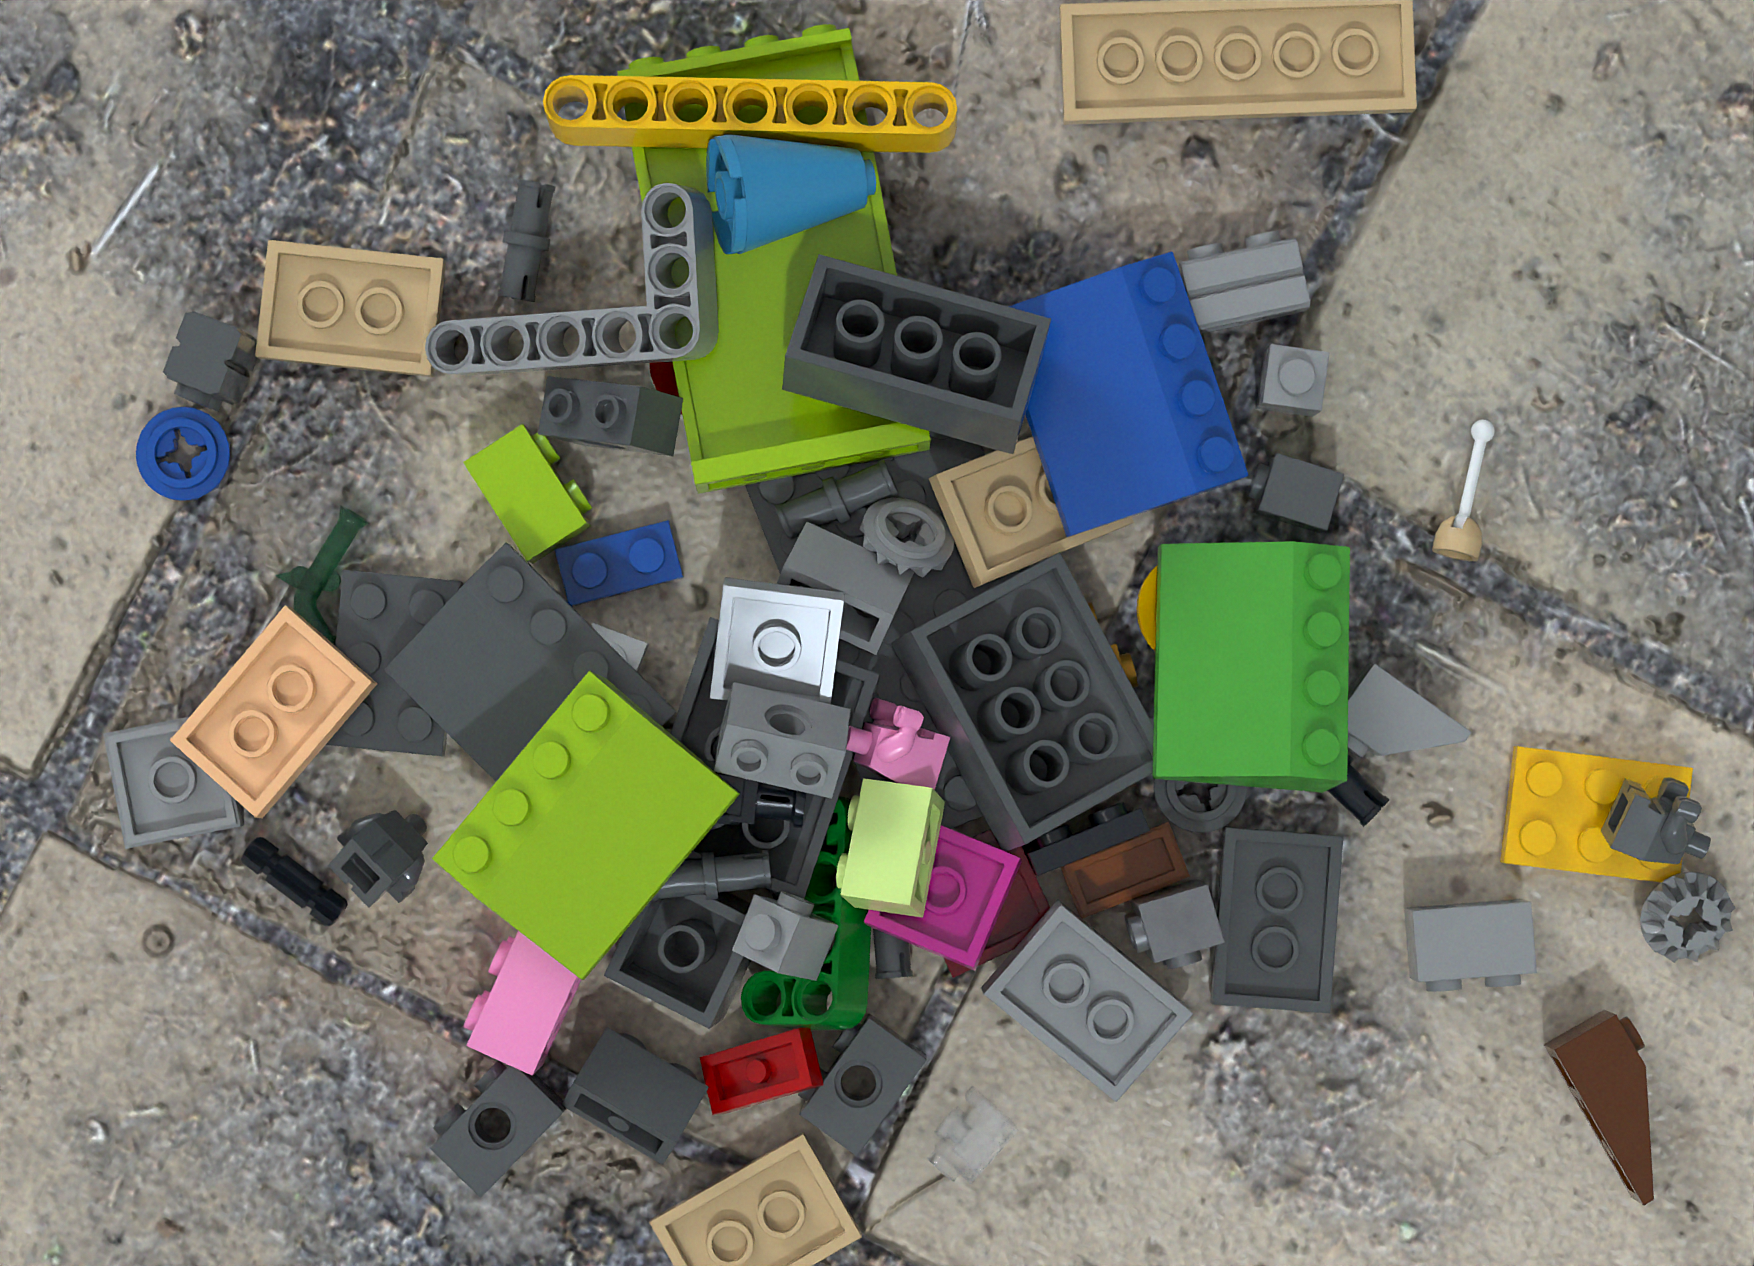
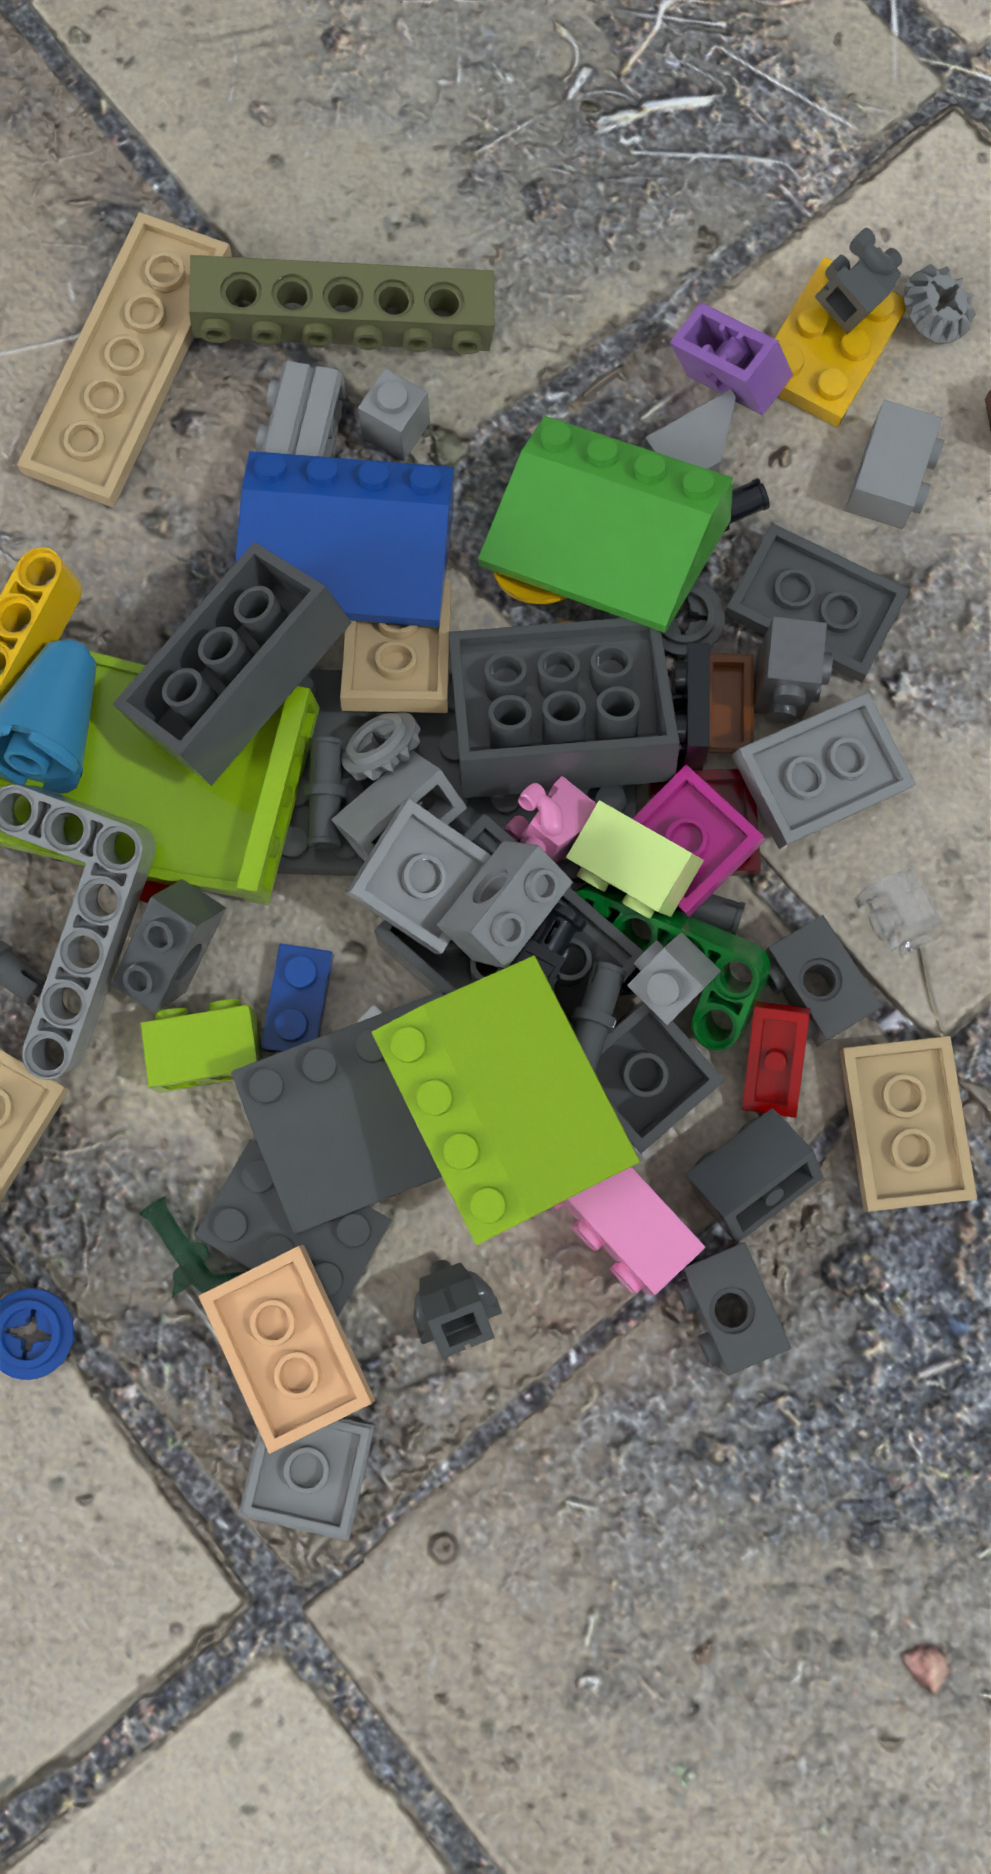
camera: 70 degrees left, 10 degrees down
(294, 881) = (443, 1399): black axle -> none
(1295, 492) = (484, 448): dark grey brick -> none
(1460, 535) = (571, 349): hinge -> none
(1466, 399) = (321, 286): none -> olive brick
(1507, 718) = (733, 357): none -> medium lavender brick

